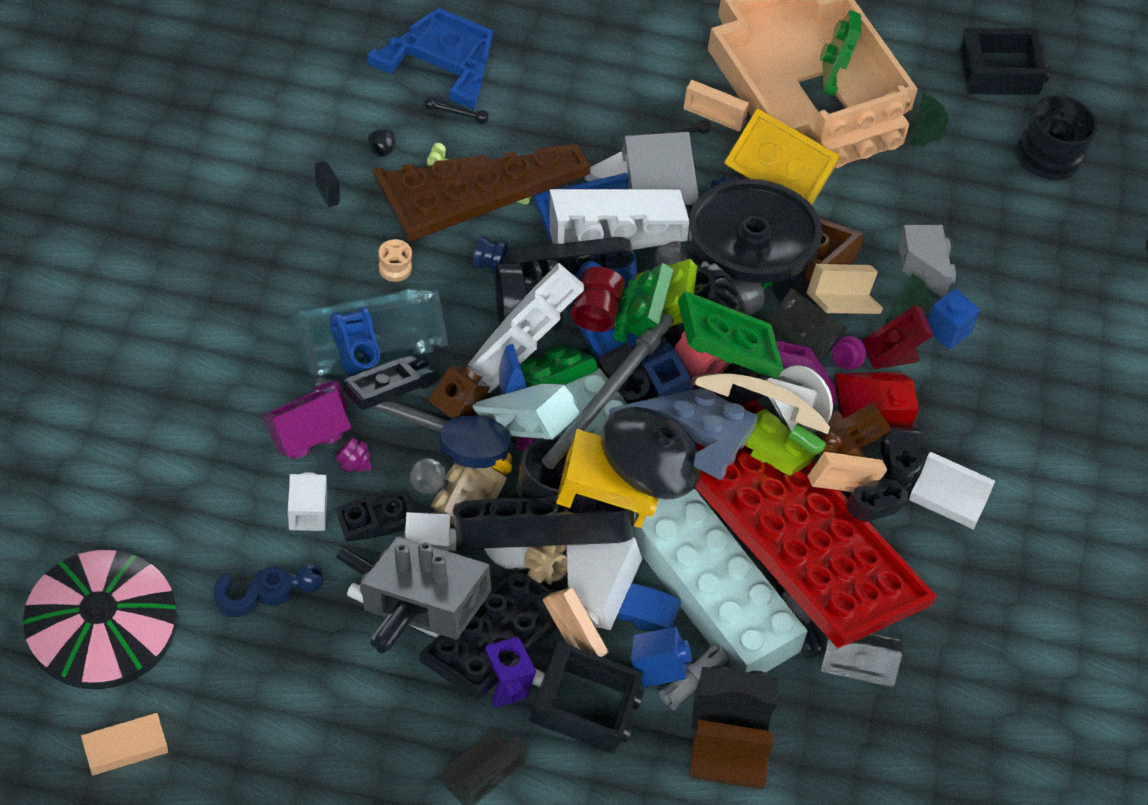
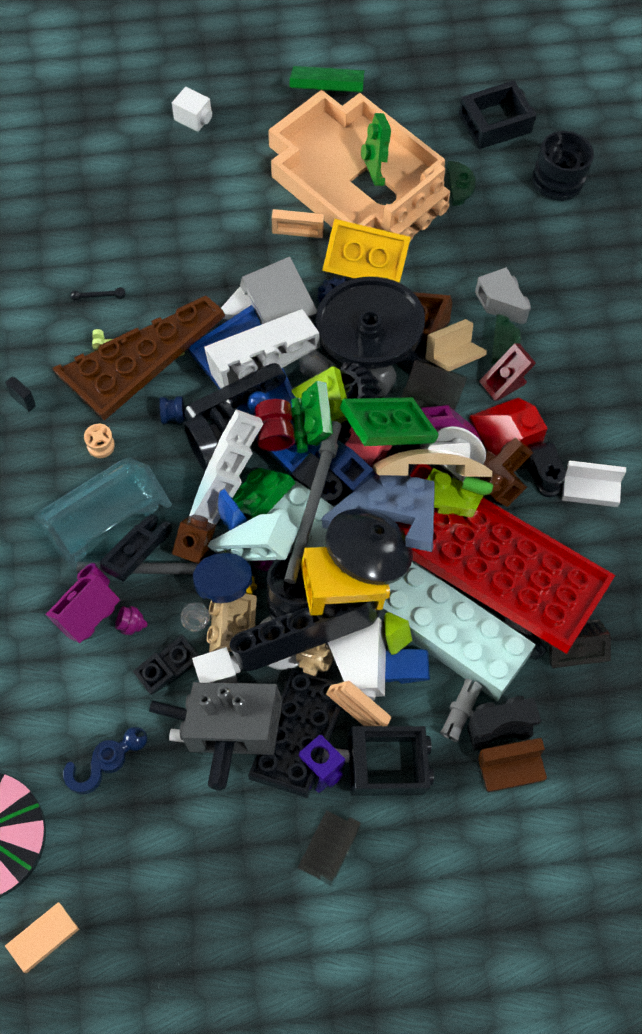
camera: 15 degrees left, 10 degrees up
(307, 502) = (109, 674): white brick -> none
(355, 333) = (96, 519): blue piece -> none
(381, 142) = (50, 343): black hinge -> none
(446, 43) = (69, 240): blue wing -> none
(650, 565) = (397, 632): none -> lime slope
(660, 656) = (432, 705): blue brick -> none
(703, 127) = (293, 243): black hinge -> none
(845, 471) = (513, 499): light nougat tile -> none
(849, 353) = (475, 396): magenta plate -> none
(872, 493) = (538, 509): black beam -> none
(953, 318) = (541, 340): blue brick -> none

